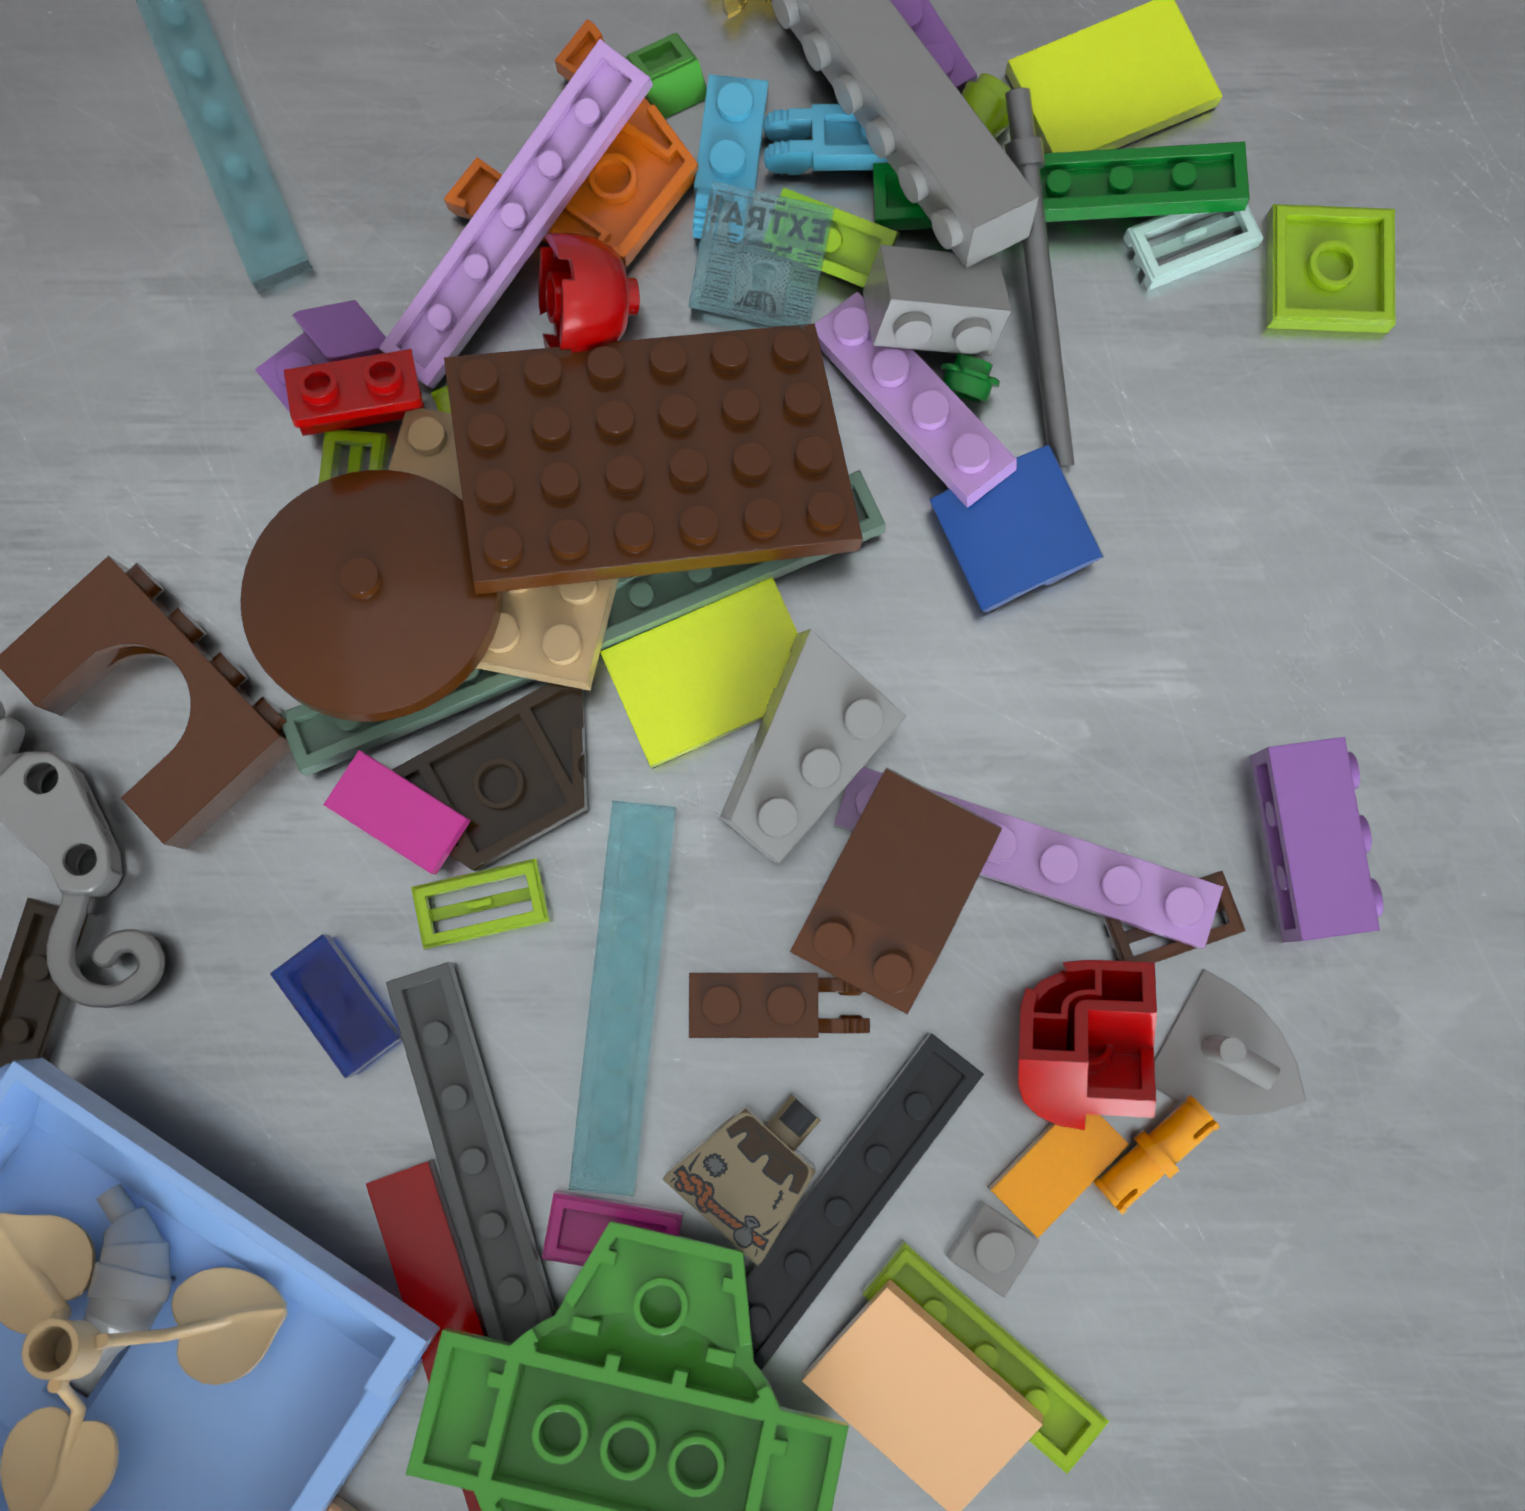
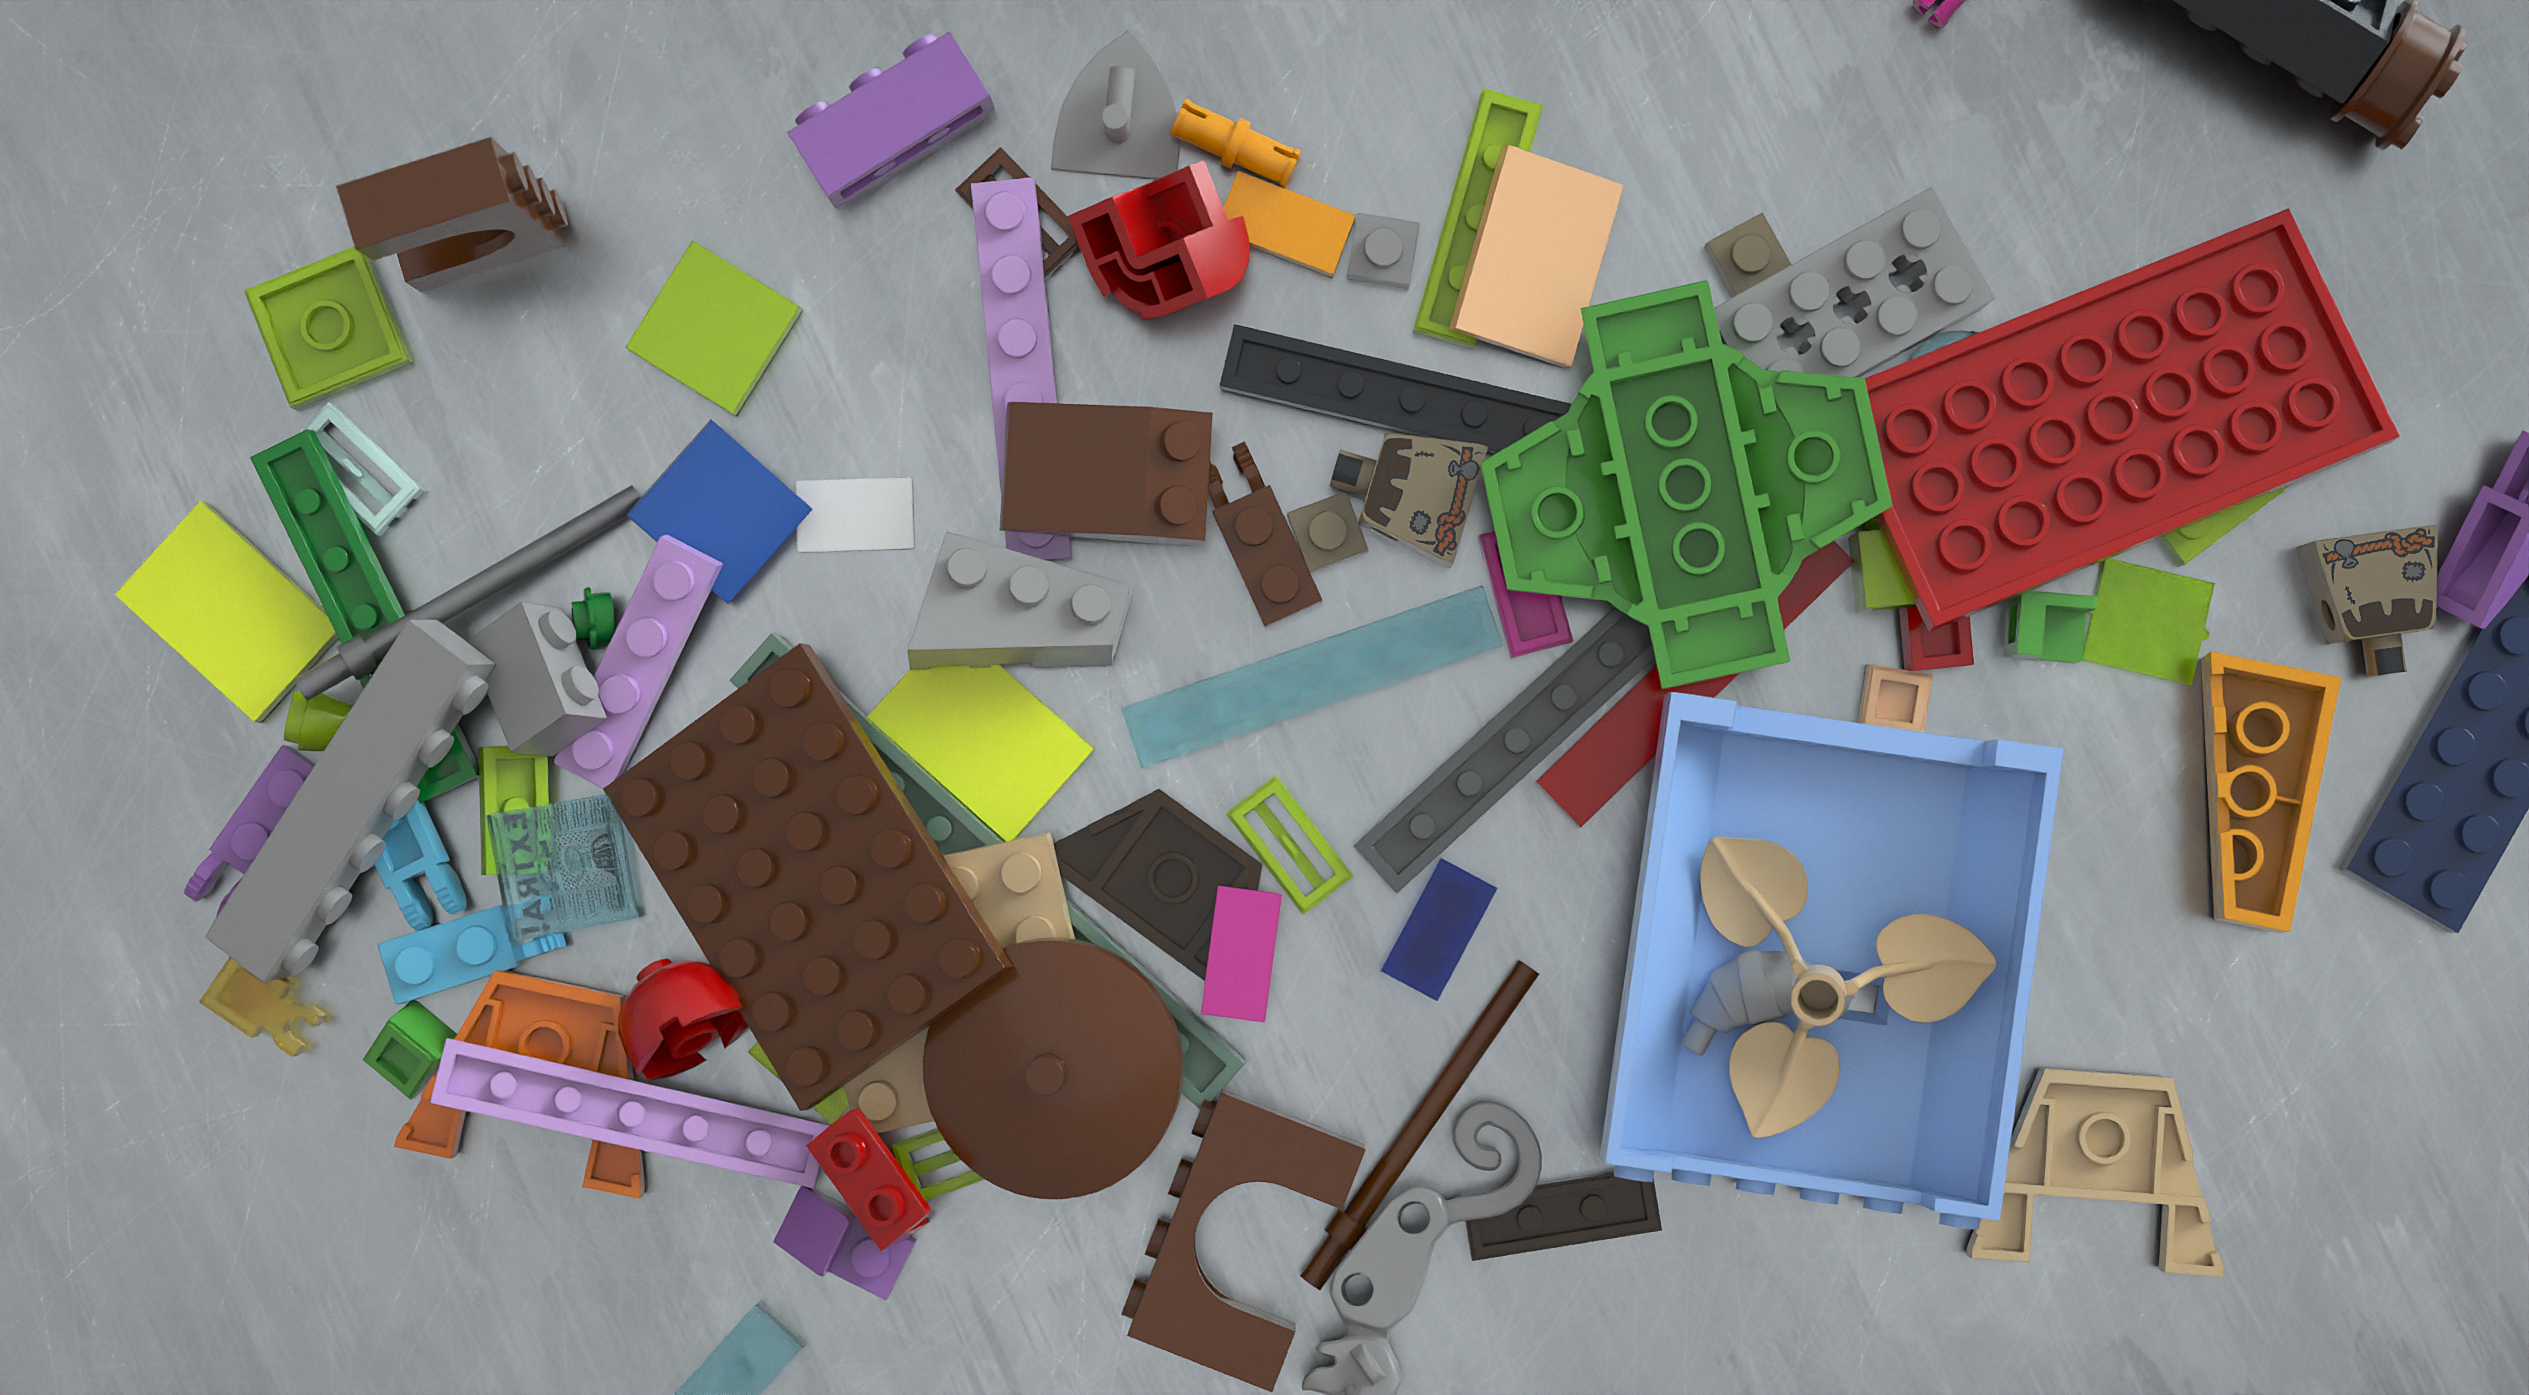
camera: 110 degrees left, 5 degrees up
(190, 937) = (1349, 1225): none -> reddish brown bar
(750, 1072) = (1327, 532): none -> dark tan plate
(960, 651) = (856, 514): none -> white sticker
(1185, 597) = (713, 328): none -> lime tile
(1406, 400) = (454, 214): none -> reddish brown arch

